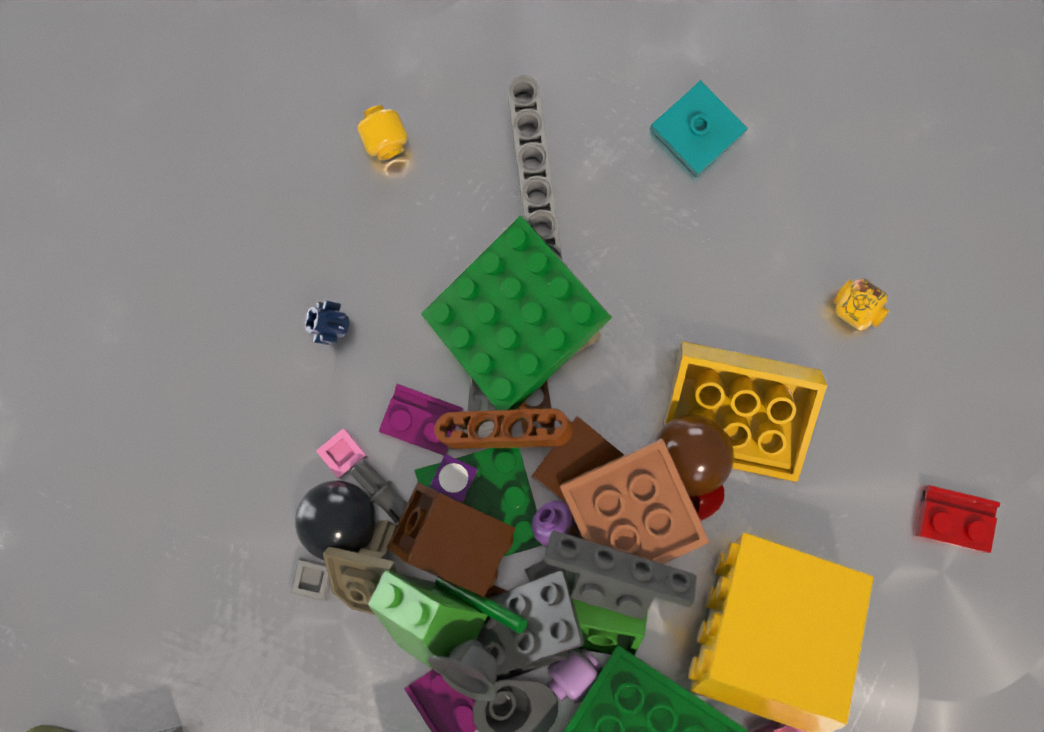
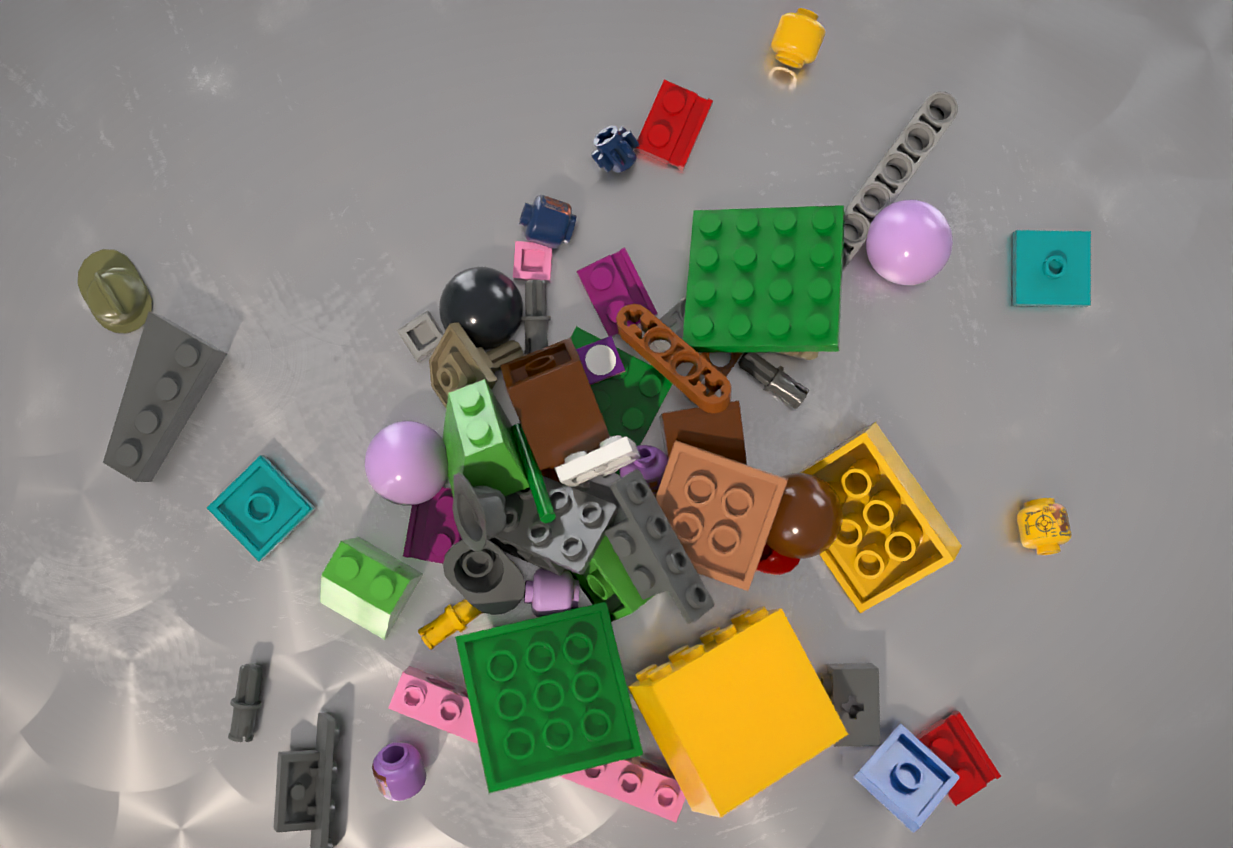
camera: 40 degrees right, 5 degrees up
(326, 416) = (548, 221): none -> dark blue head
(351, 268) = (673, 125): none -> red plate
(384, 681) = (406, 463): none -> lavender piece
(525, 539) = (605, 461): none -> white wing
(585, 377) = (774, 379): none -> dark grey axle
(588, 199) = (909, 242): none -> lavender piece
(847, 530) = (862, 684): none -> dark grey brick
(941, 566) = (907, 778): none -> tile

